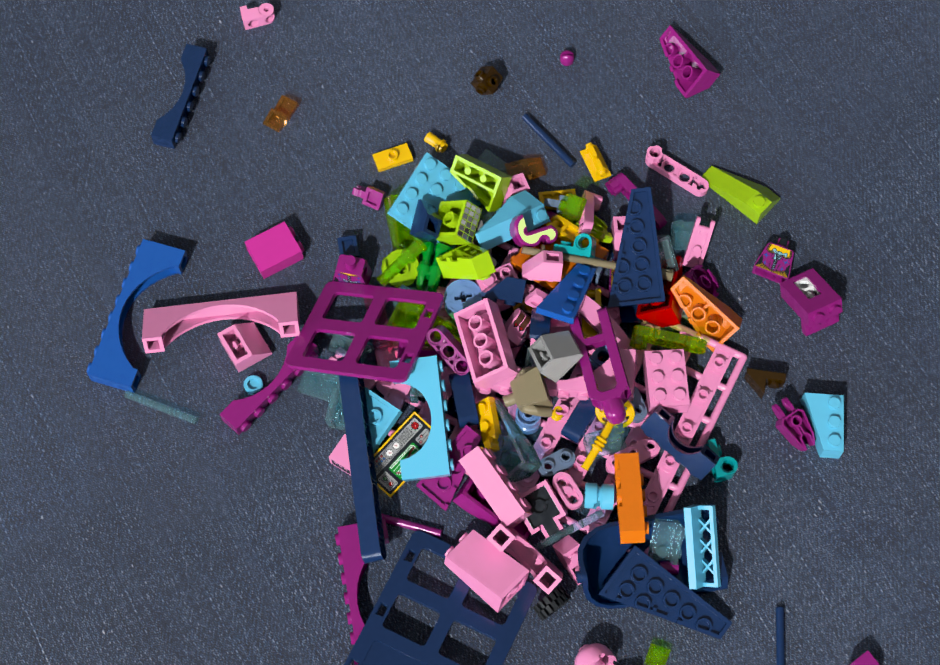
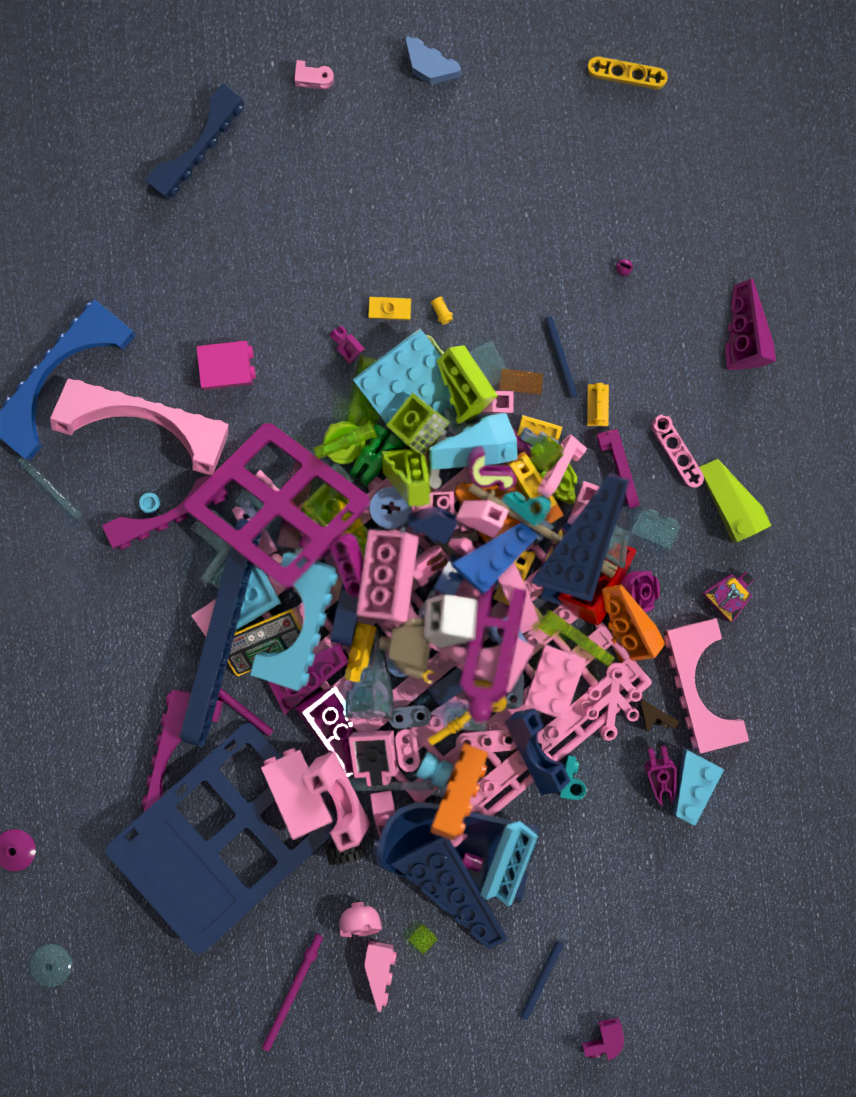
camera: 25 degrees right, 20 degrees up
(244, 345) = (155, 459): bright pink slope -> none
(281, 114) = (293, 207): clear orange slope -> none
(348, 246) = (301, 396): dark blue bracket -> none
(352, 270) = (294, 425): magenta torso -> none
(426, 222) = (388, 408): dark blue slope -> none
(486, 80) = (524, 262): dark brown brick -> none
(496, 487) = (335, 725): bright pink brick -> none
(667, 540) = (480, 840): clear light blue bracket -> none
(698, 243) = (658, 546): bright pink hinge -> none
(722, 378) = (612, 698): none -> bright pink plant
(811, 372) = (686, 647): none -> bright pink arch
(812, 301) = (747, 670): magenta brick -> none

